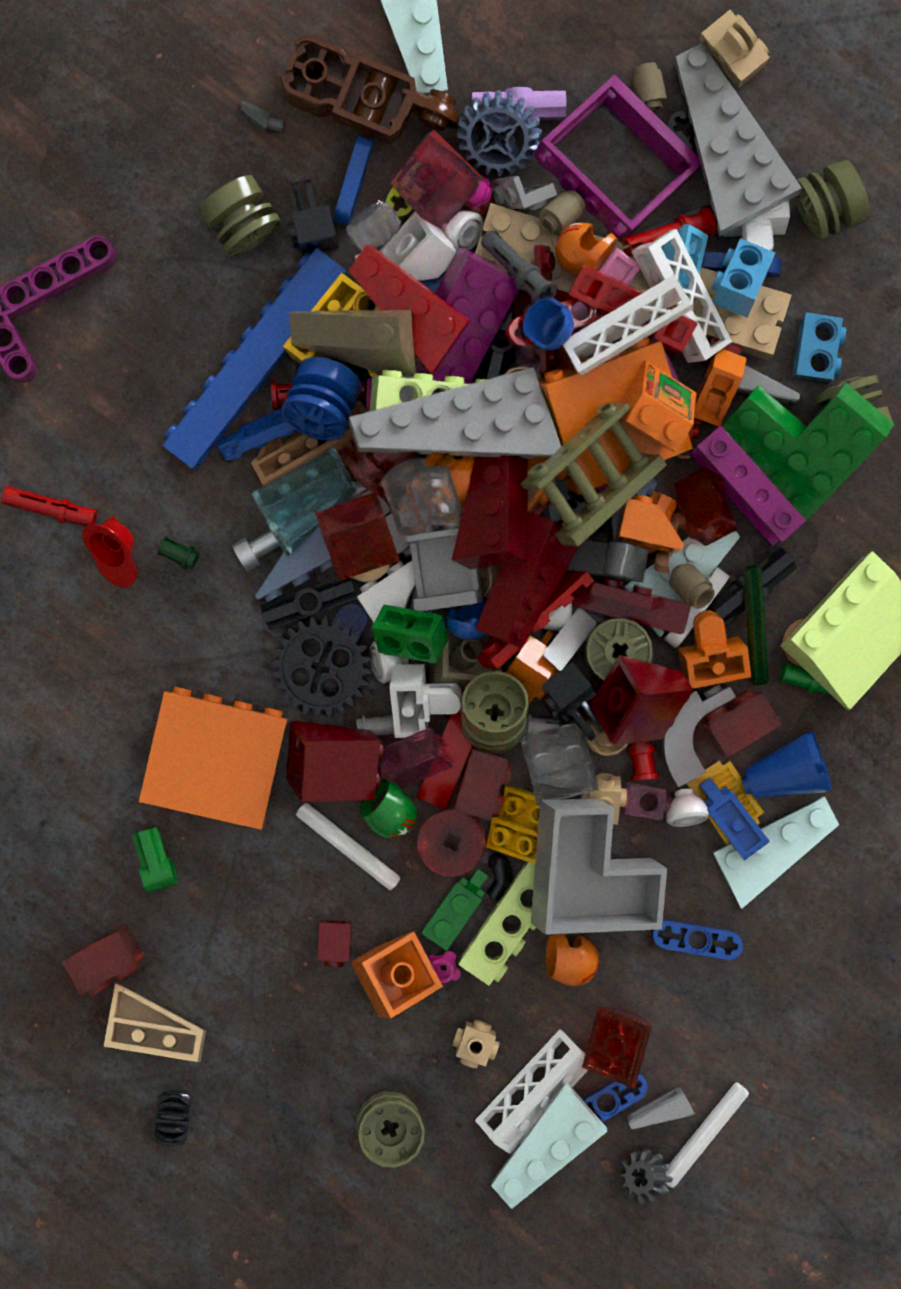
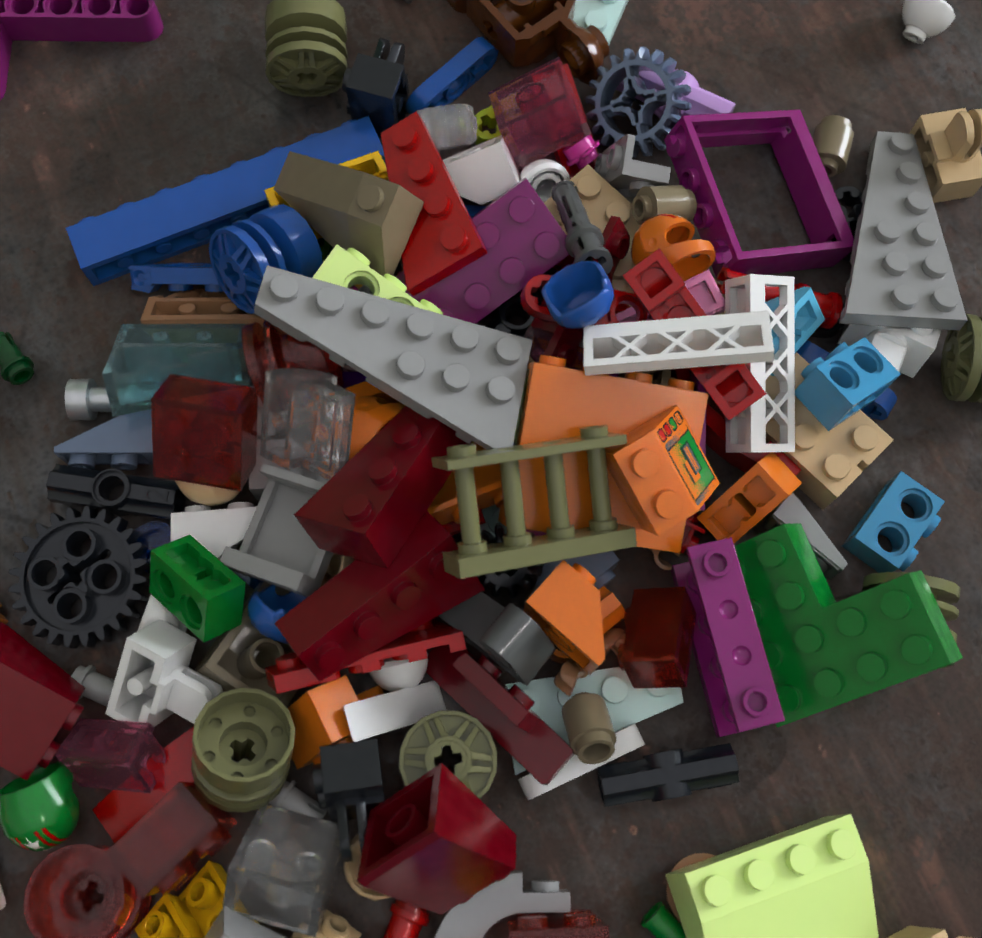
camera: 30 degrees right, 15 degrees down
(714, 656) = (569, 840): orange brick -> none
(755, 624) = (646, 828): dark green axle -> none

